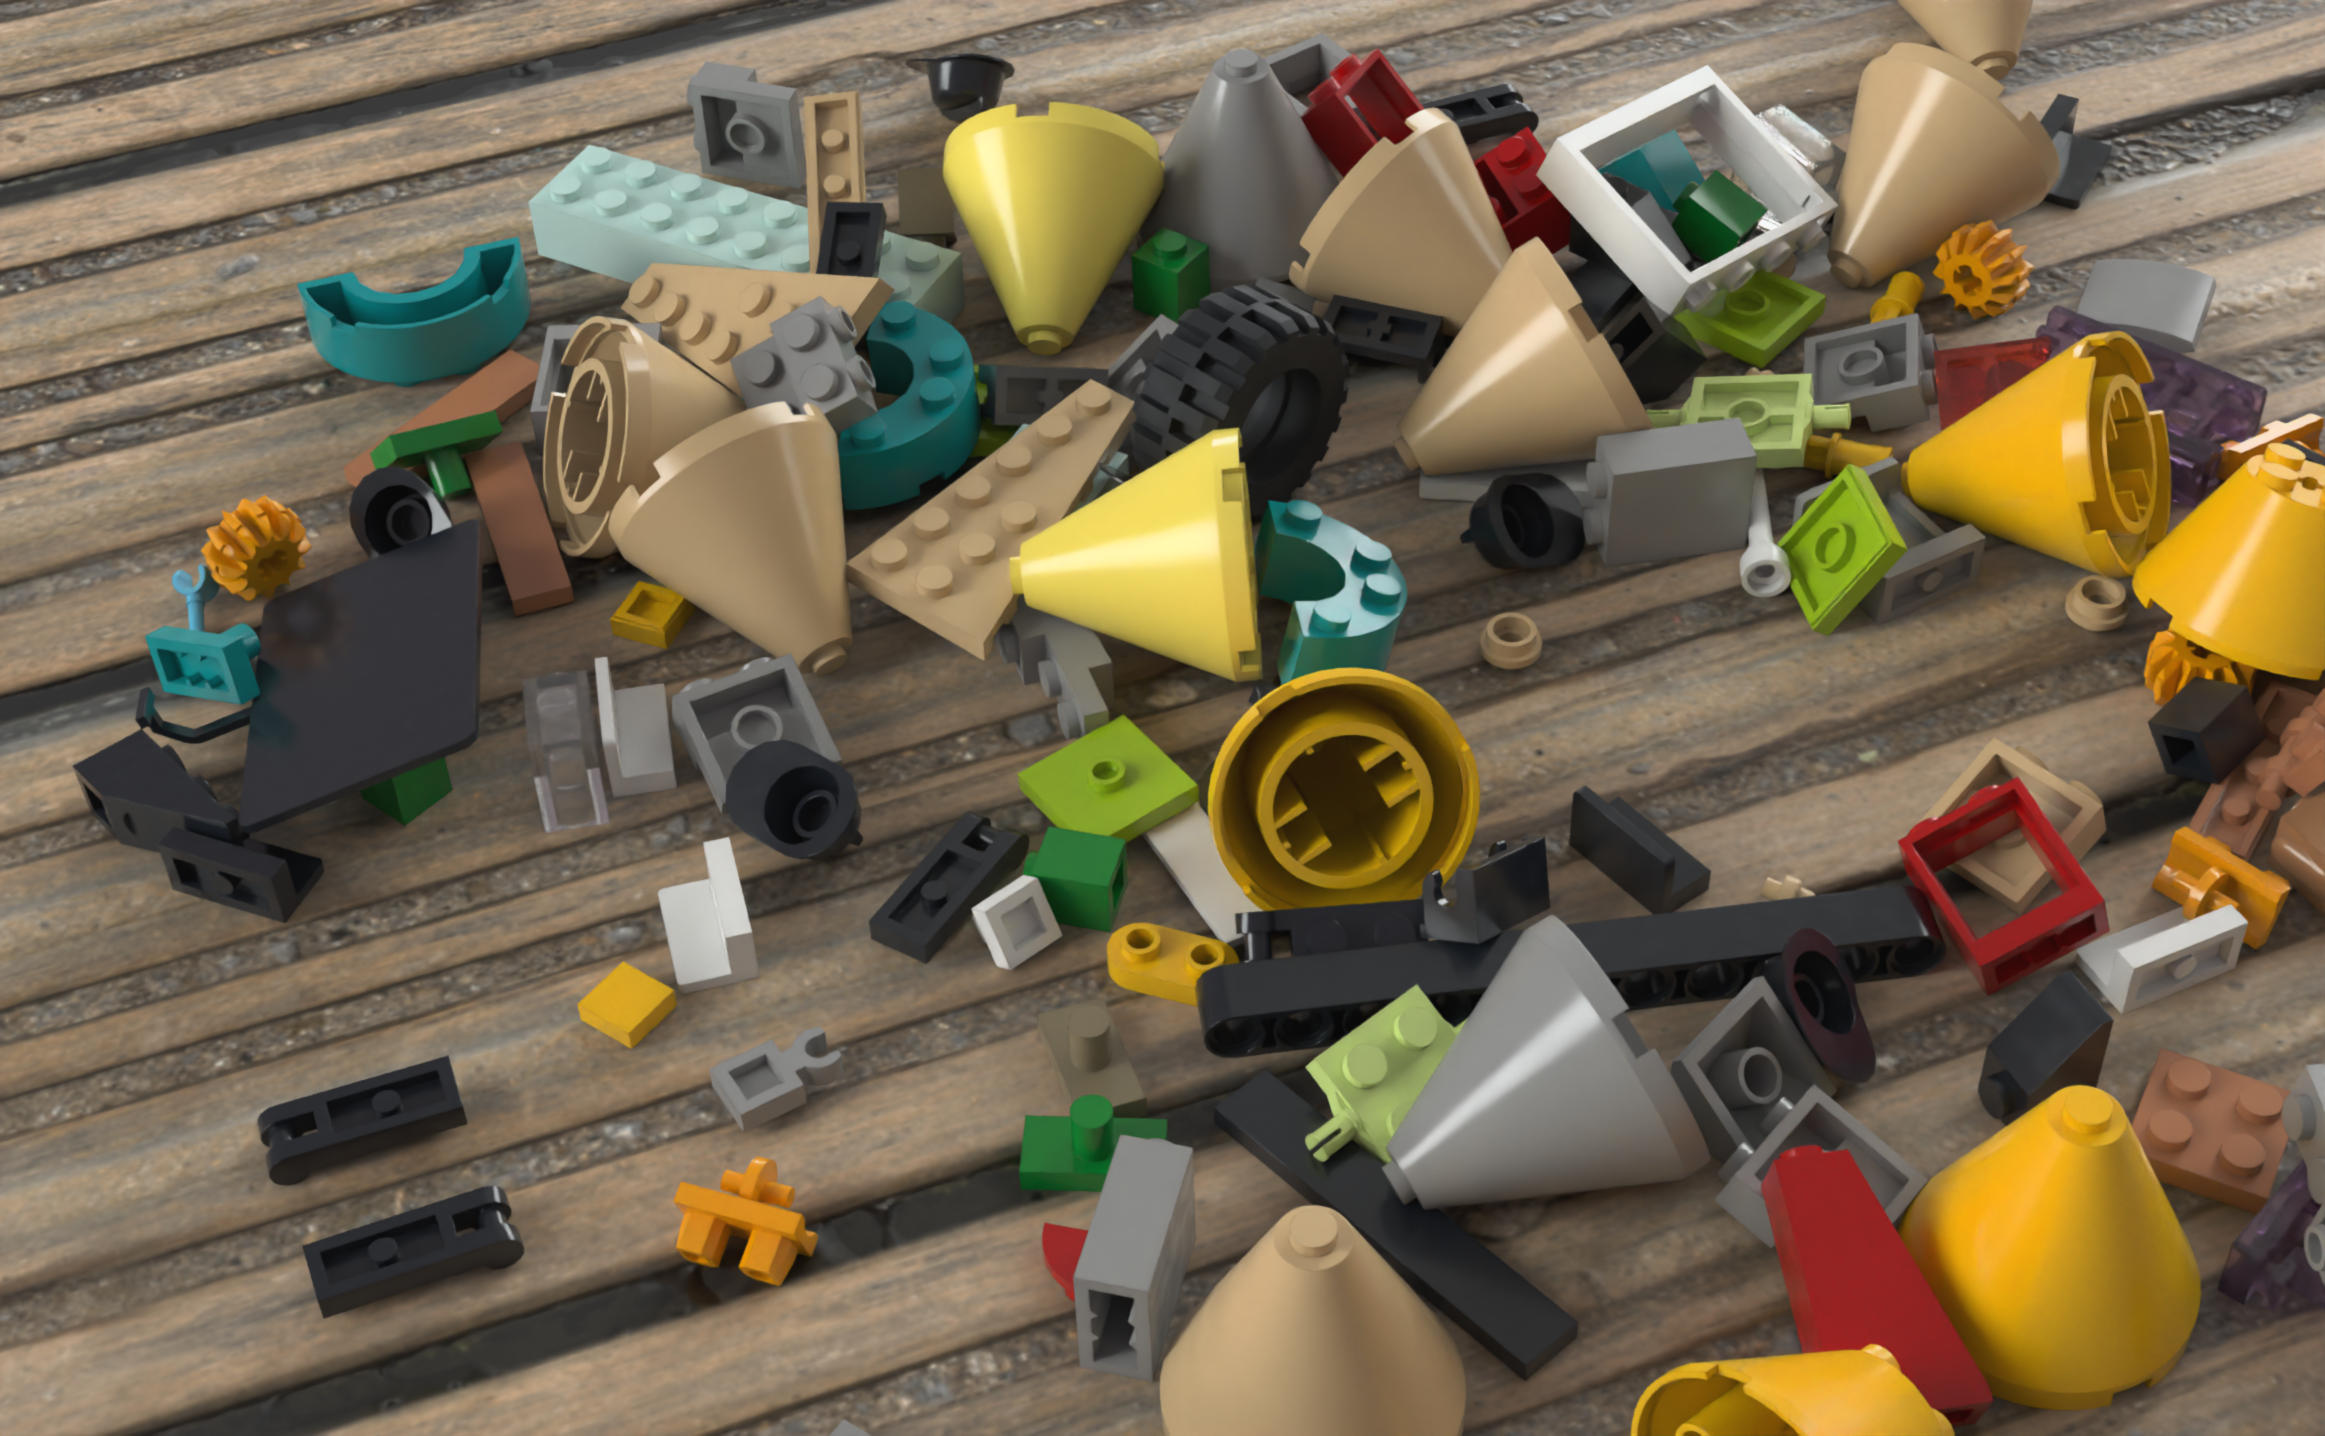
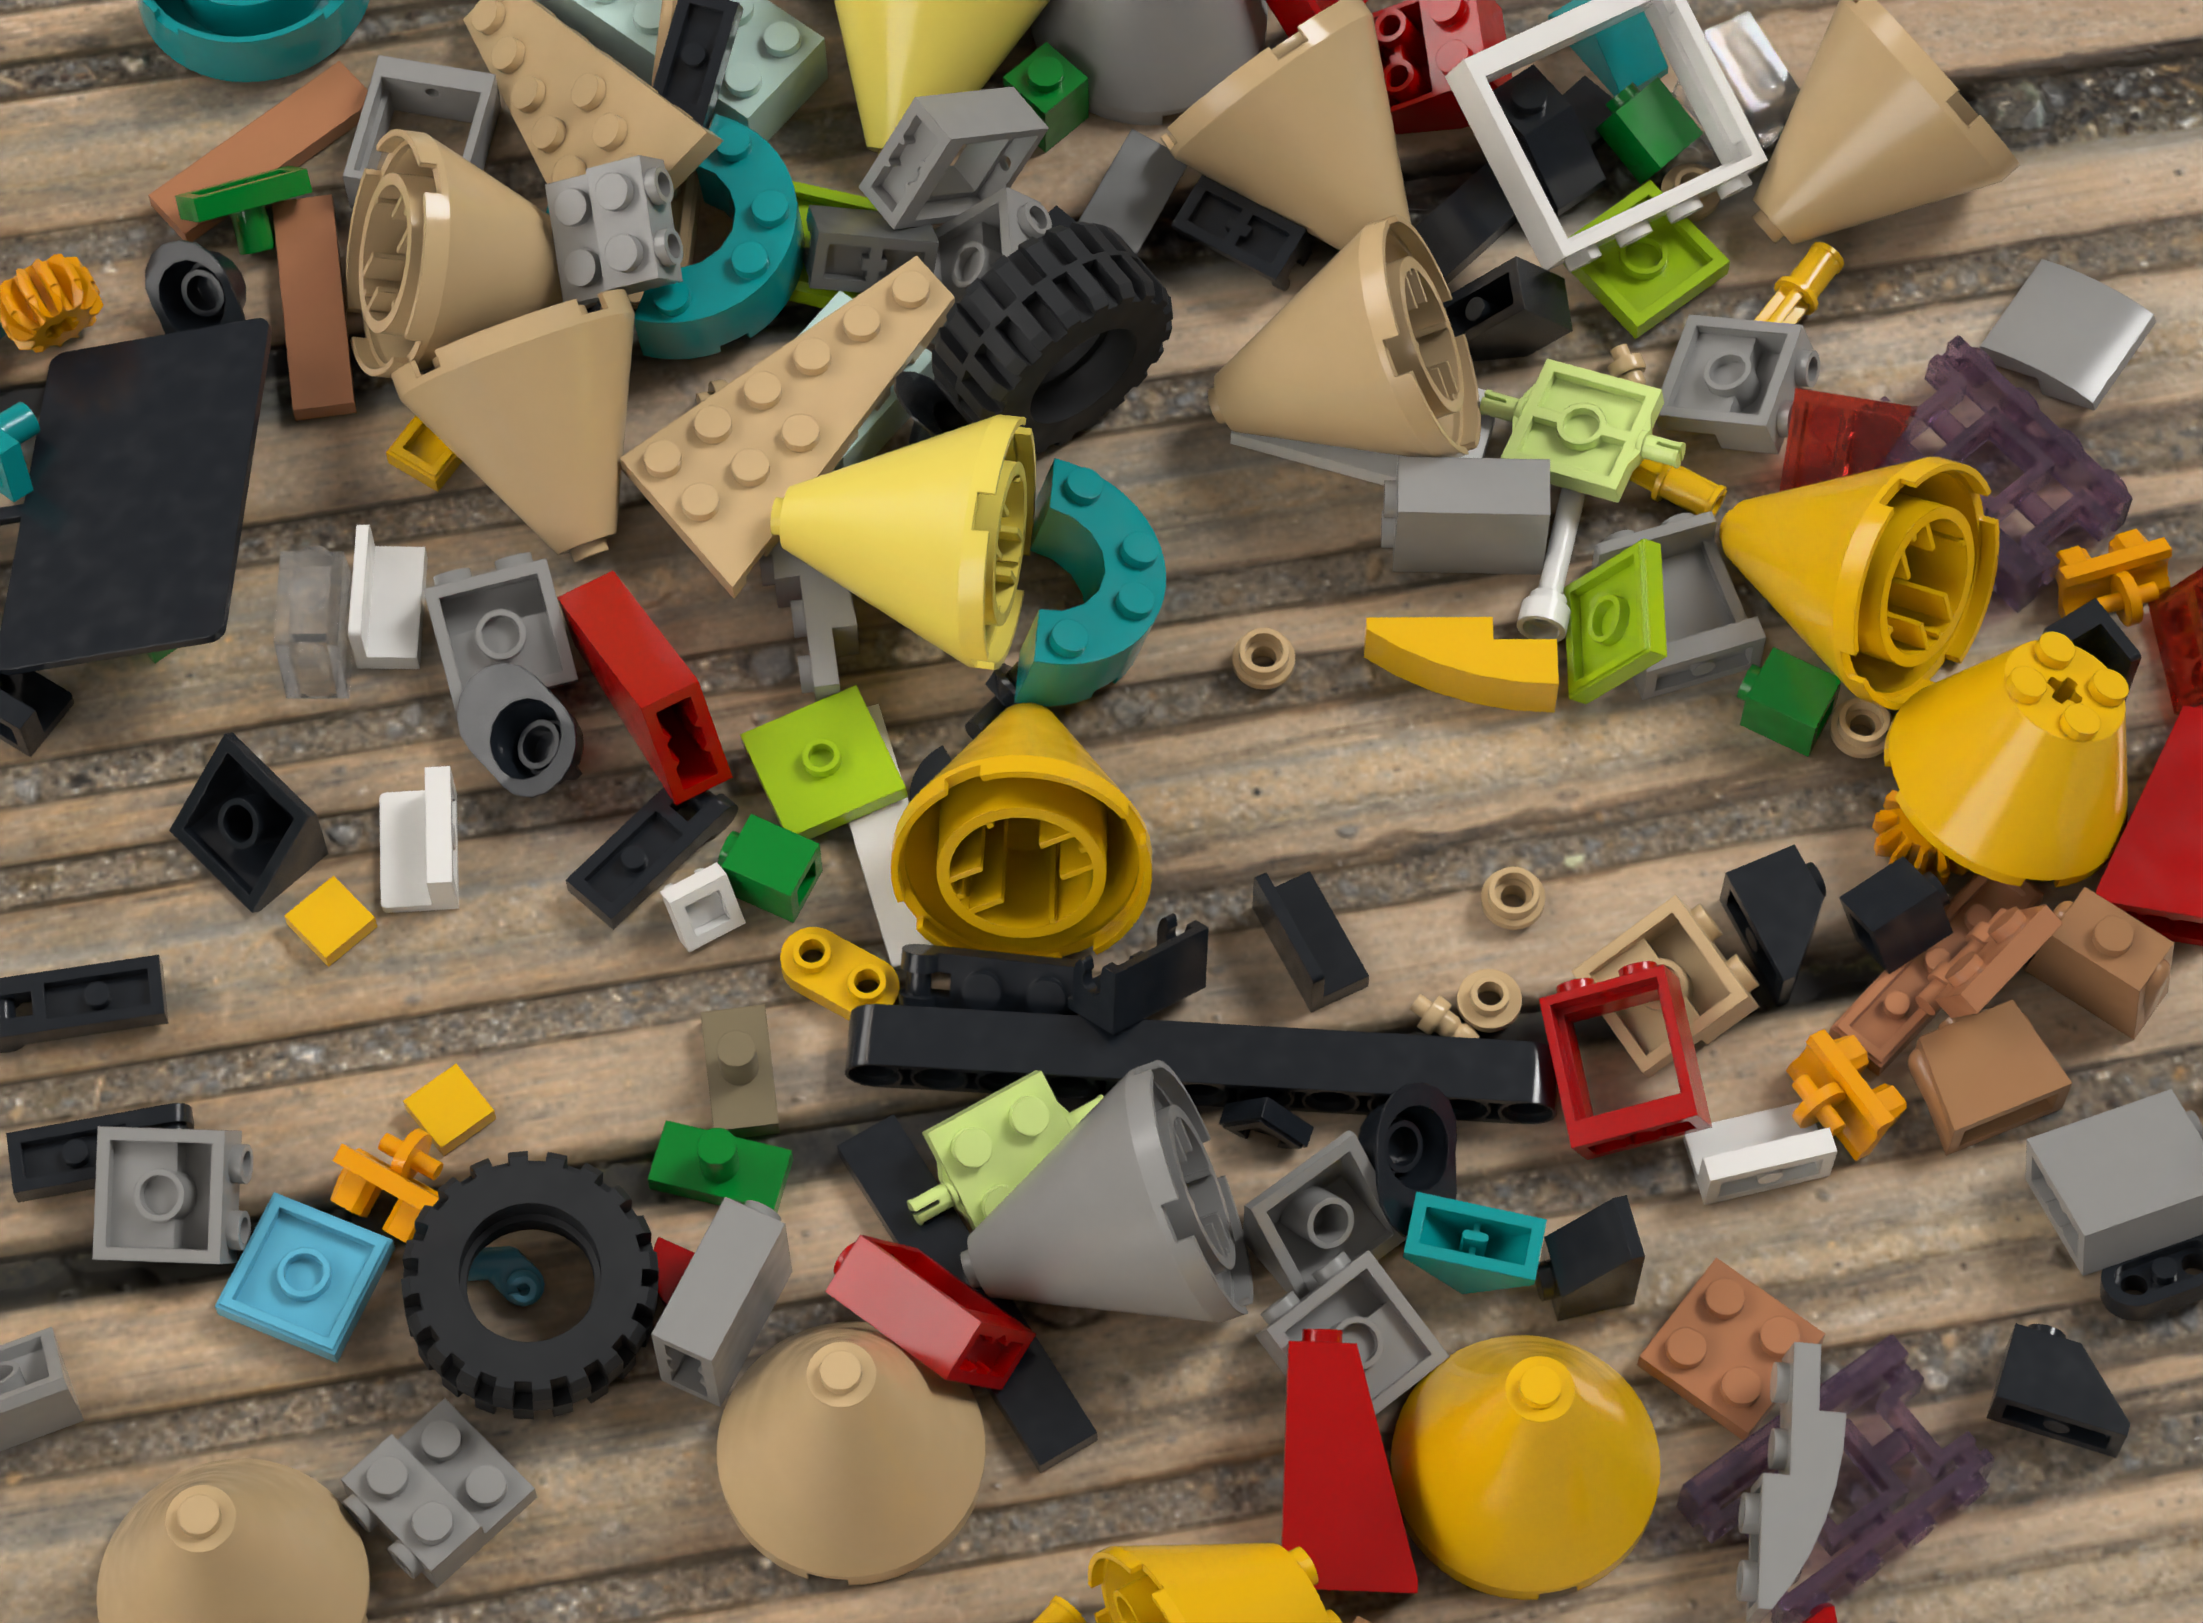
camera: 10 degrees right, 20 degrees up
(497, 1266) = (170, 1195): none -> light grey plate
(528, 927) = (248, 826): none -> black slope
(661, 1330) = (305, 1277): none -> medium azure plate
(772, 1082) = (440, 1036): light grey plate -> none
(794, 1143) = (449, 1109): none -> yellow tile
(881, 1286) = (509, 1273): none -> medium azure arm
(913, 1360) = (511, 1200): none -> black tyre
(920, 741) = (647, 686): none -> red slope
(1078, 291) = (913, 172): none -> light grey window
(1403, 1217) = (929, 1312): none -> window
(1526, 523) = (1321, 516): black piece -> none
(1661, 1006) = (1267, 1118): none -> black tile
(1706, 610) = (1466, 661): none -> yellow slope
(1825, 786) = (1516, 882): none -> tan plate
(1836, 870) = (1489, 1017): none -> tan plate
(1918, 1070) = (1473, 1244): none -> teal slope
(1983, 269) = (1905, 263): light orange gear -> none
(2022, 592) = (1788, 700): none -> green brick
(2079, 157) = (2065, 98): black panel -> none
(2092, 744) = (1775, 914): none -> black slope

